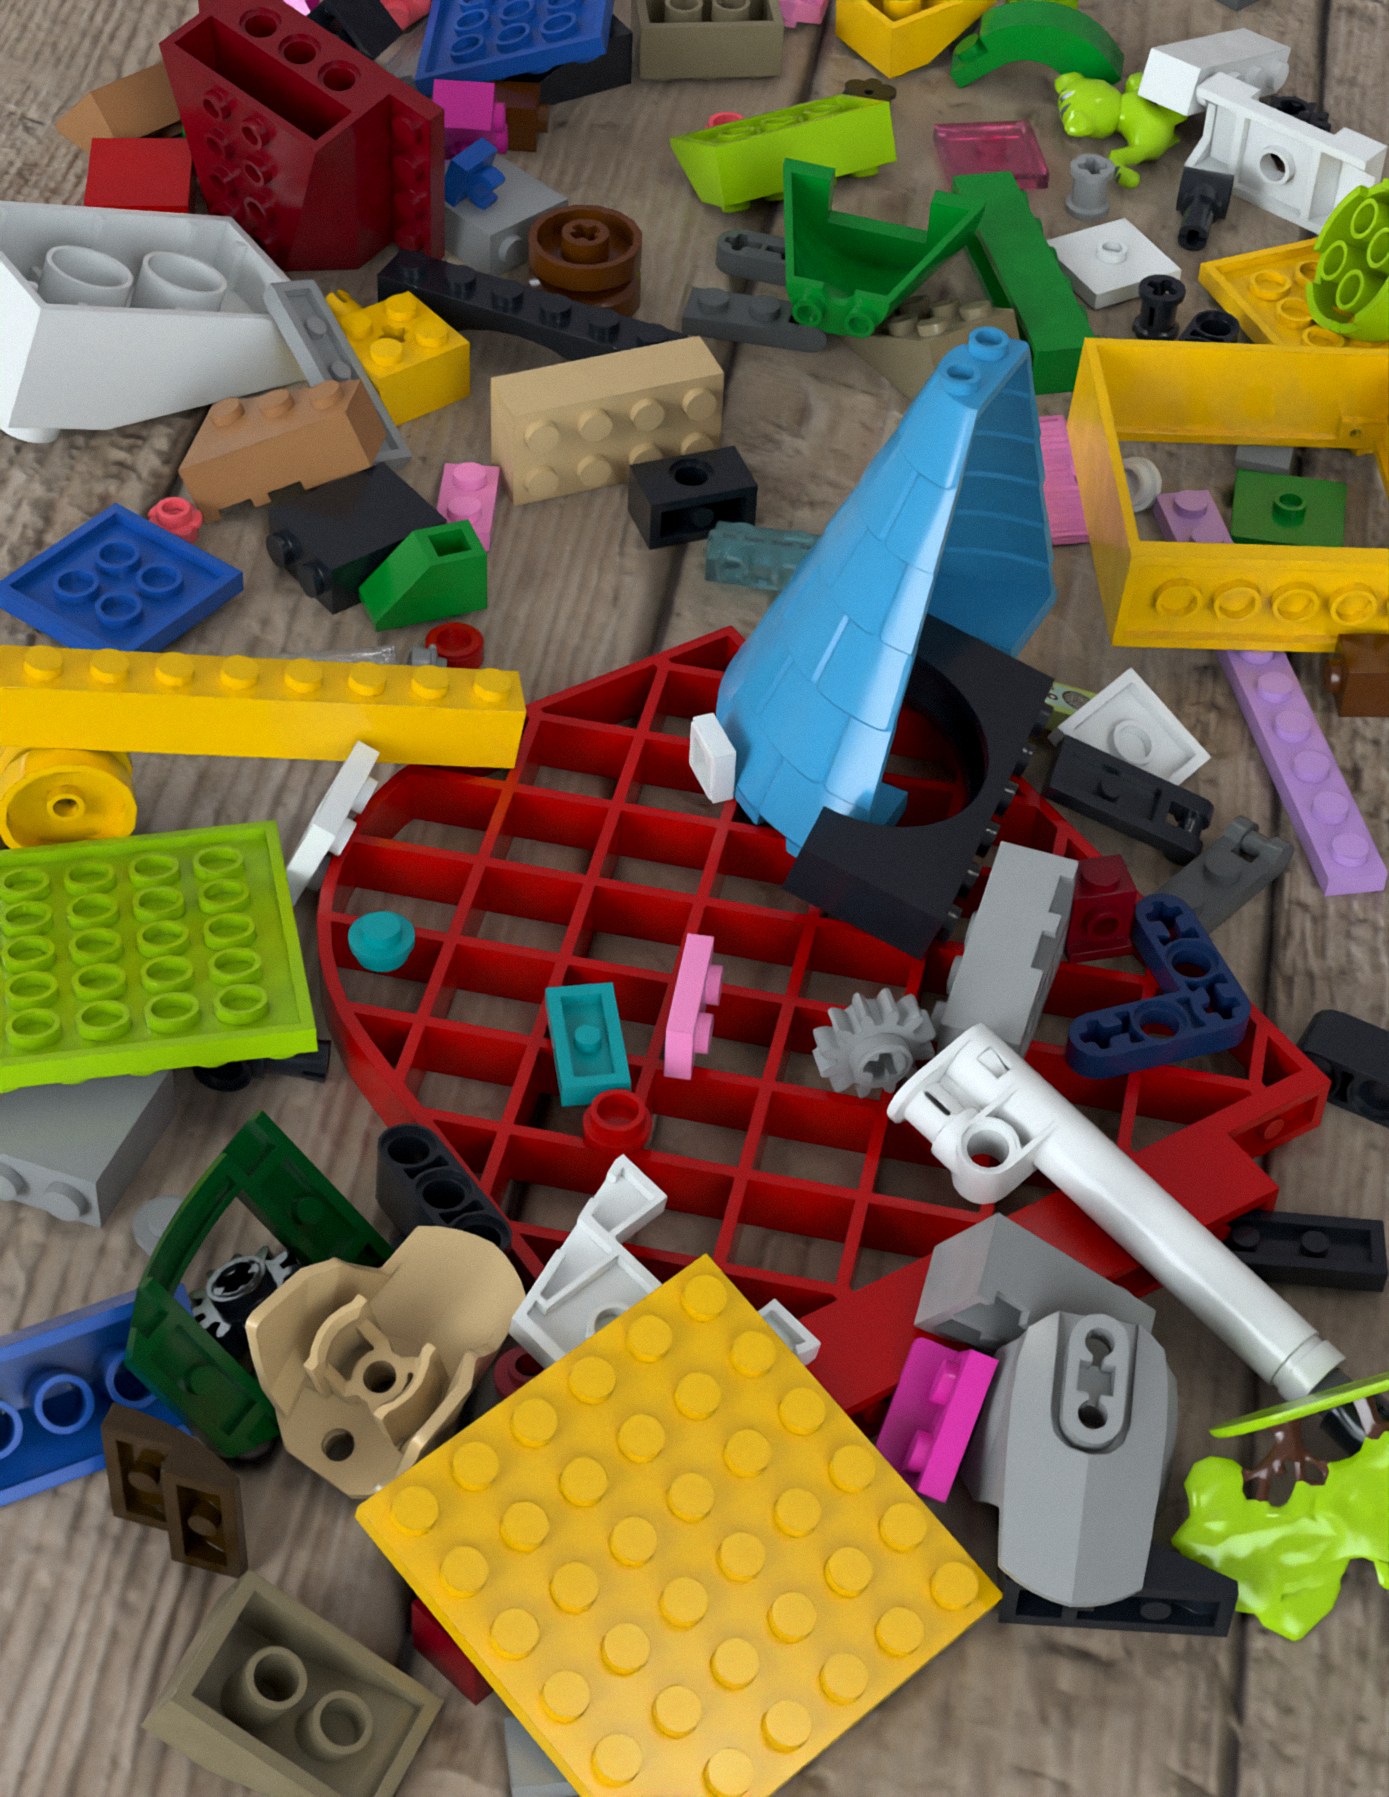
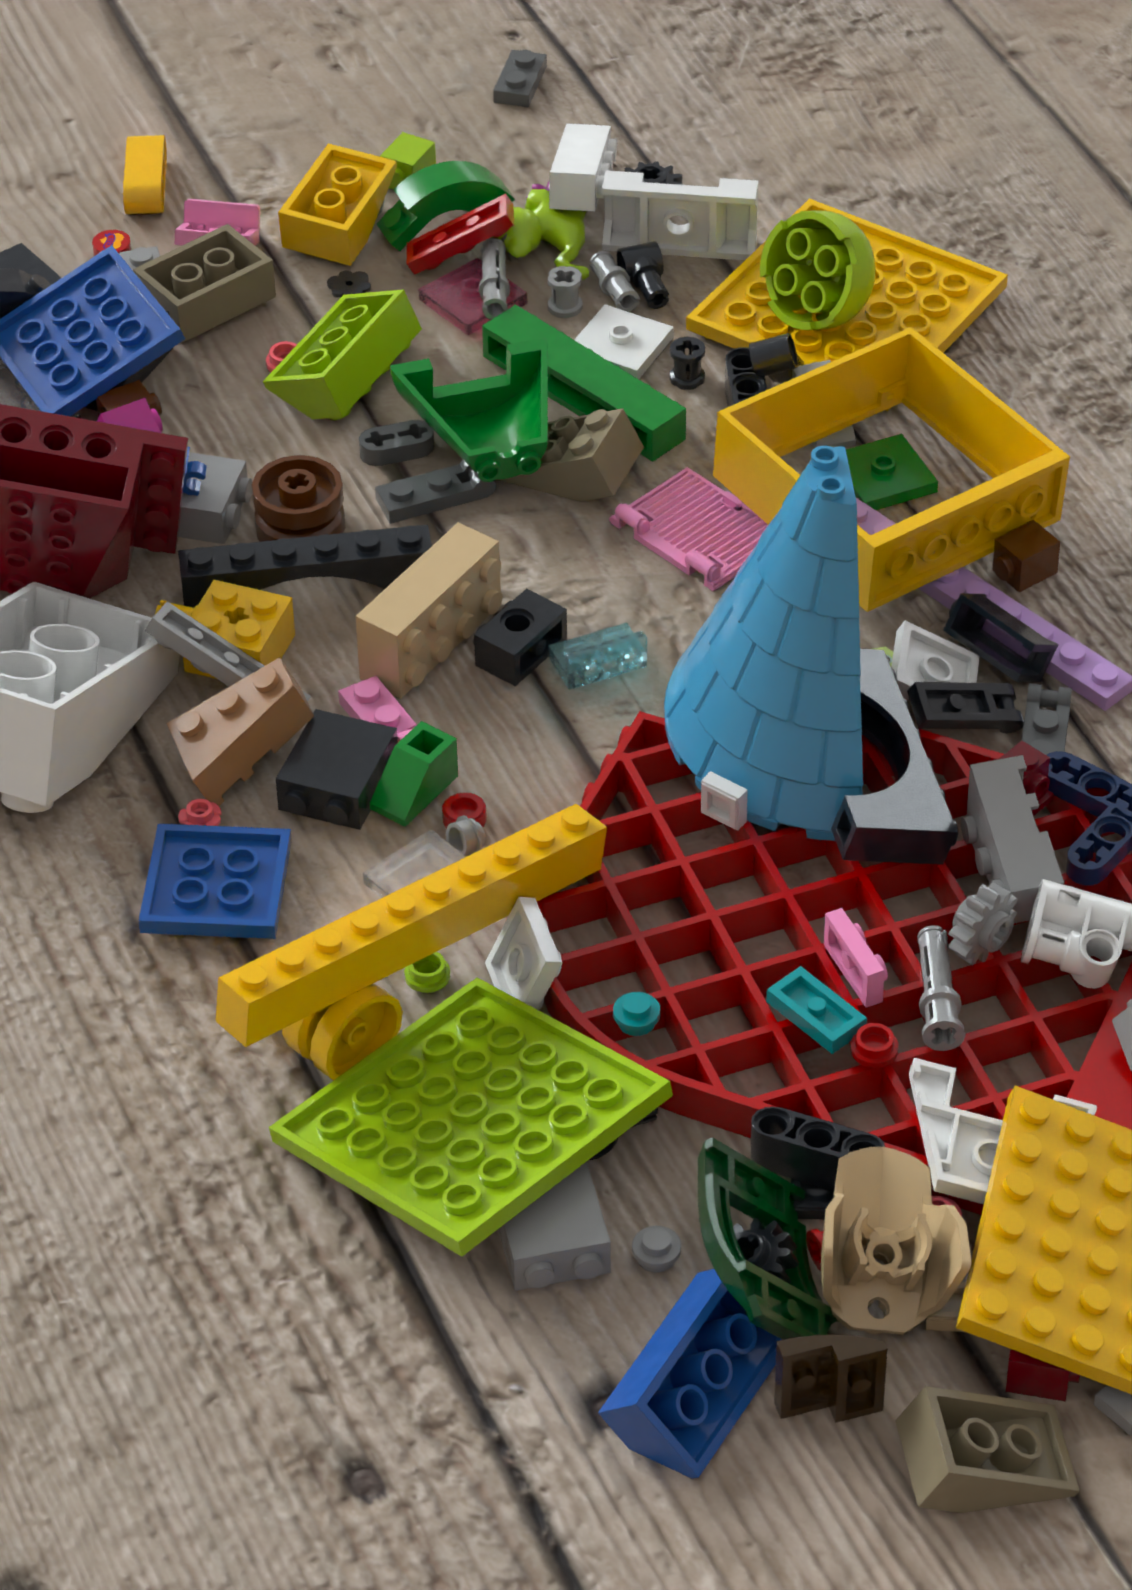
camera: 30 degrees left, 0 degrees up
(237, 789) = (428, 974): none -> lime plate
(745, 1111) = (939, 1002): none -> light grey pin
(1009, 146) = (494, 286): none -> light grey pin
(1020, 85) = (460, 234): none -> red plate
(1158, 200) = (614, 281): none -> light grey pin
(1241, 323) = (775, 358): none -> black piece
(1248, 747) = (966, 623): none -> black window

